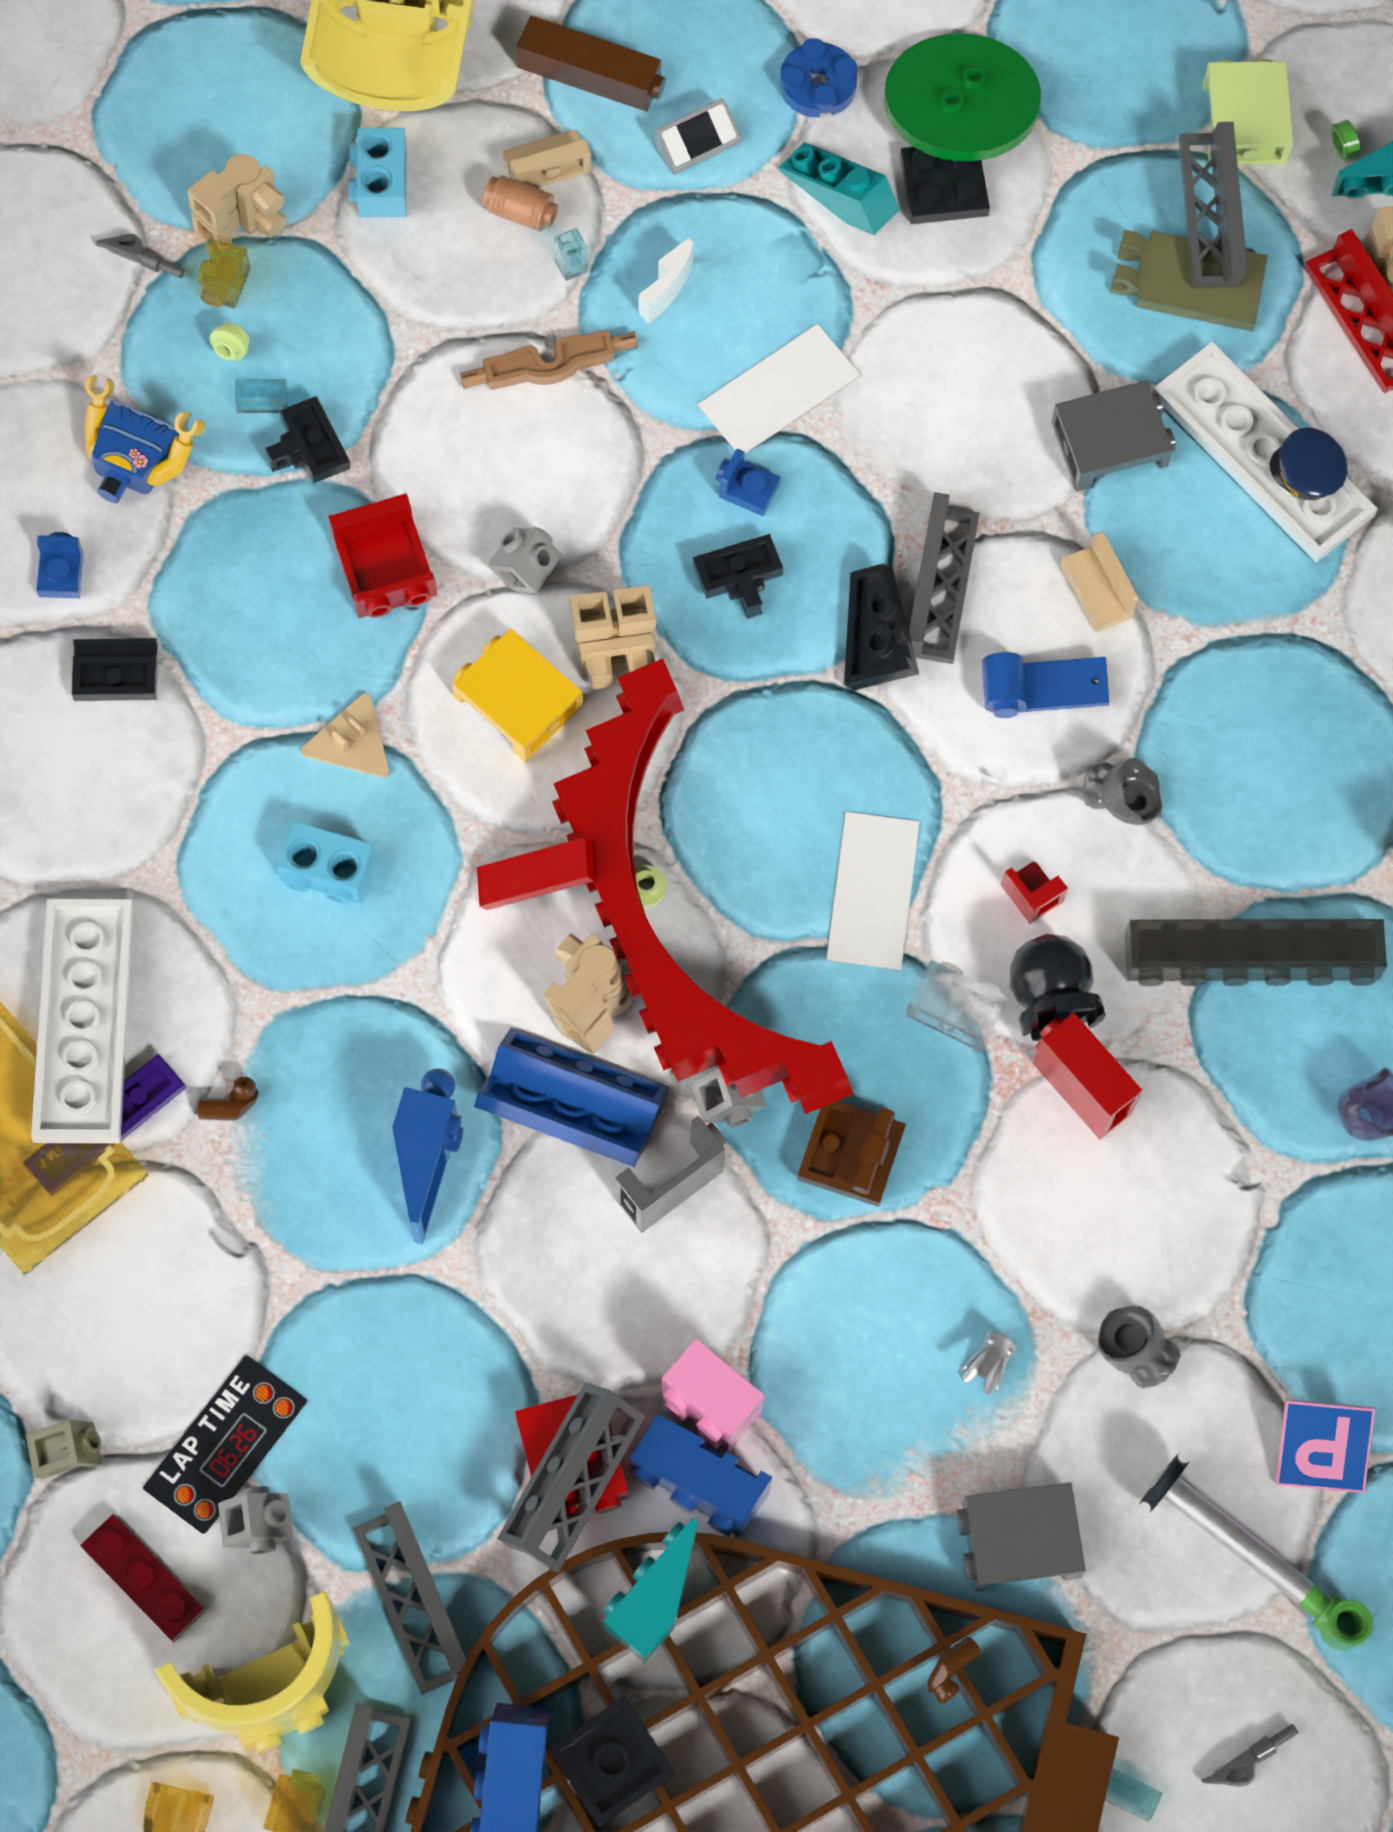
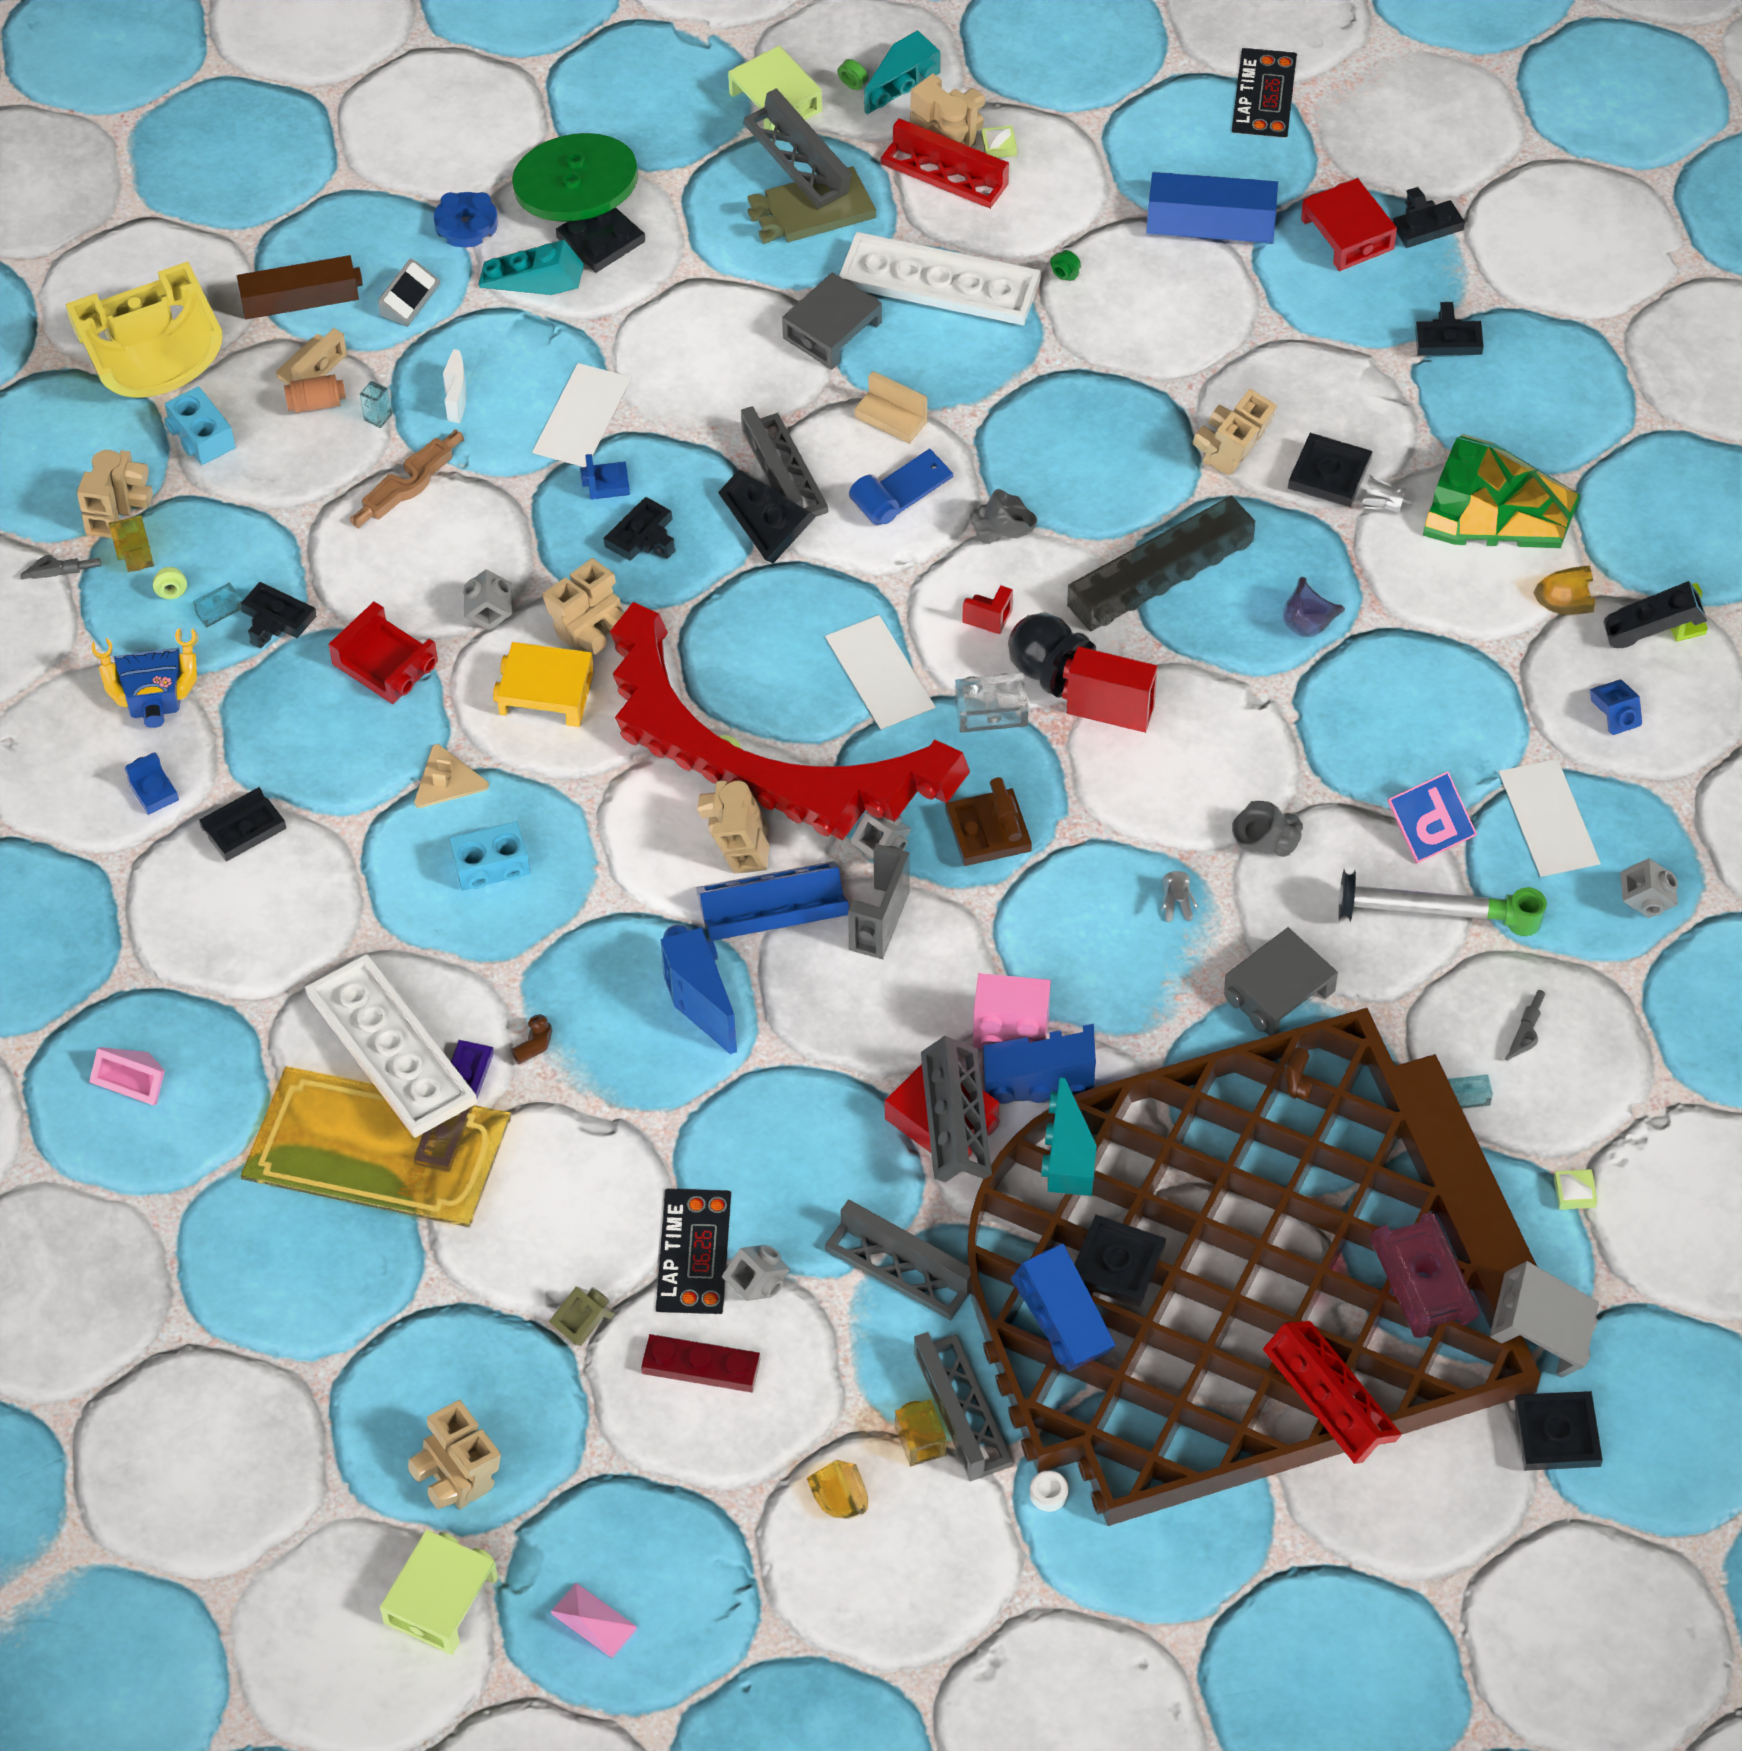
camera: 30 degrees left, 15 degrees down
(270, 1693) = (851, 1367): light yellow piece -> none
(535, 873) = (644, 777): red tile -> none
(1309, 464) = (977, 265): dark blue piece -> none

